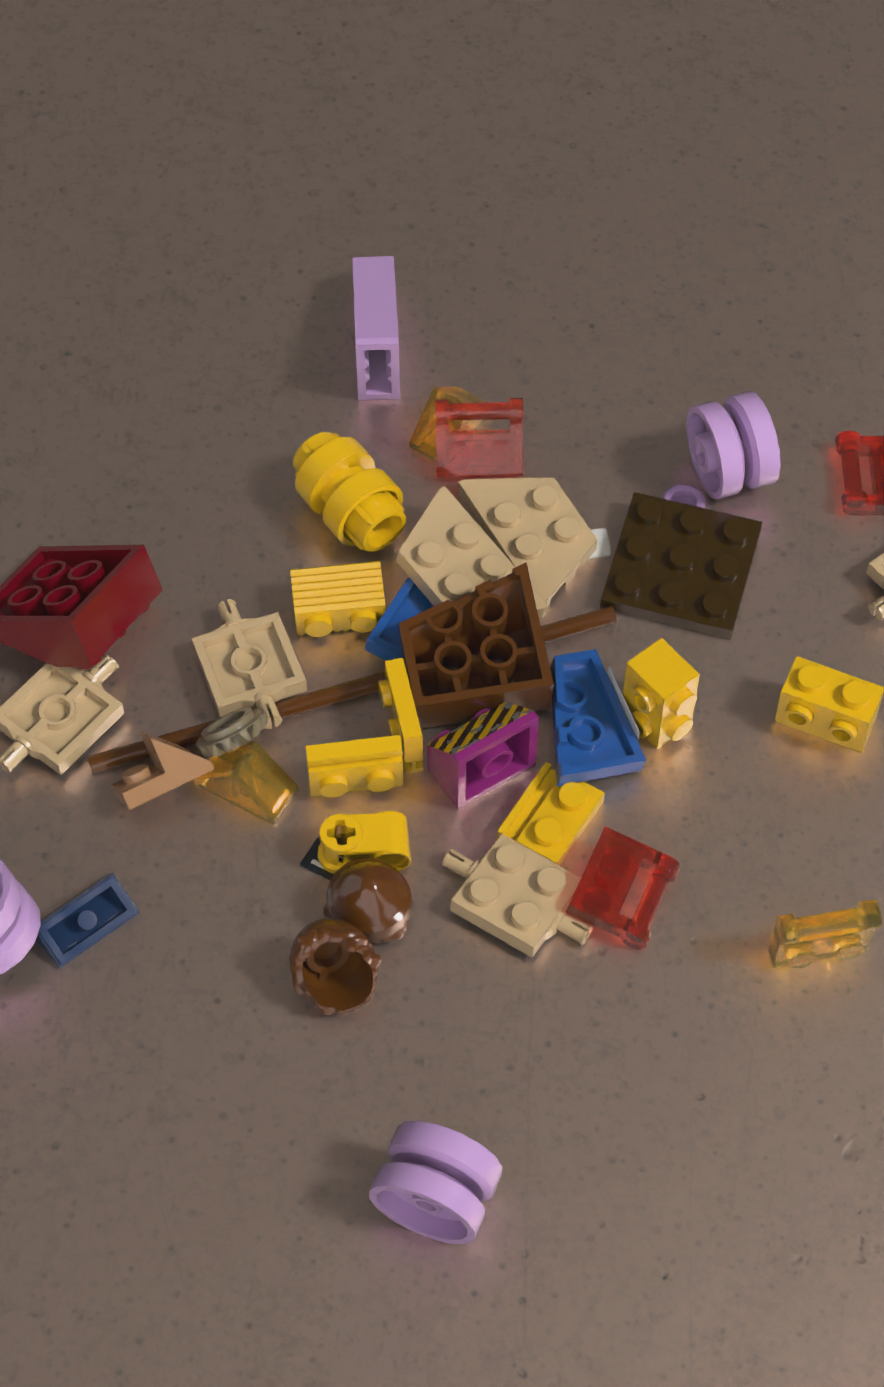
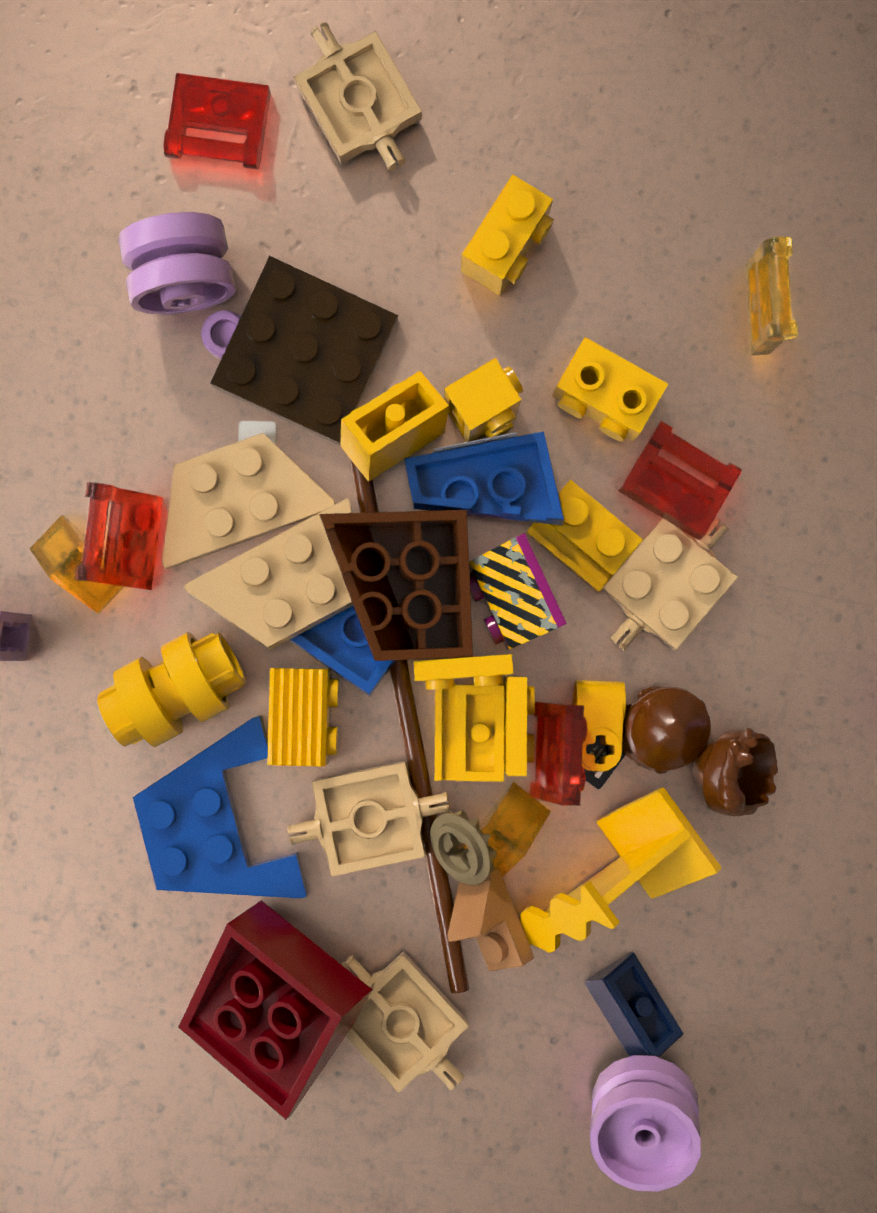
camera: 80 degrees left, 30 degrees up
(220, 538) = (195, 828): none -> blue wing
(248, 894) = (654, 848): none -> yellow piece
(332, 798) = (559, 753): none -> clear red plate
(337, 724) = (470, 733): none -> yellow plate
(618, 622) = (394, 425): none -> yellow brick
(698, 812) = (608, 391): none -> yellow brick

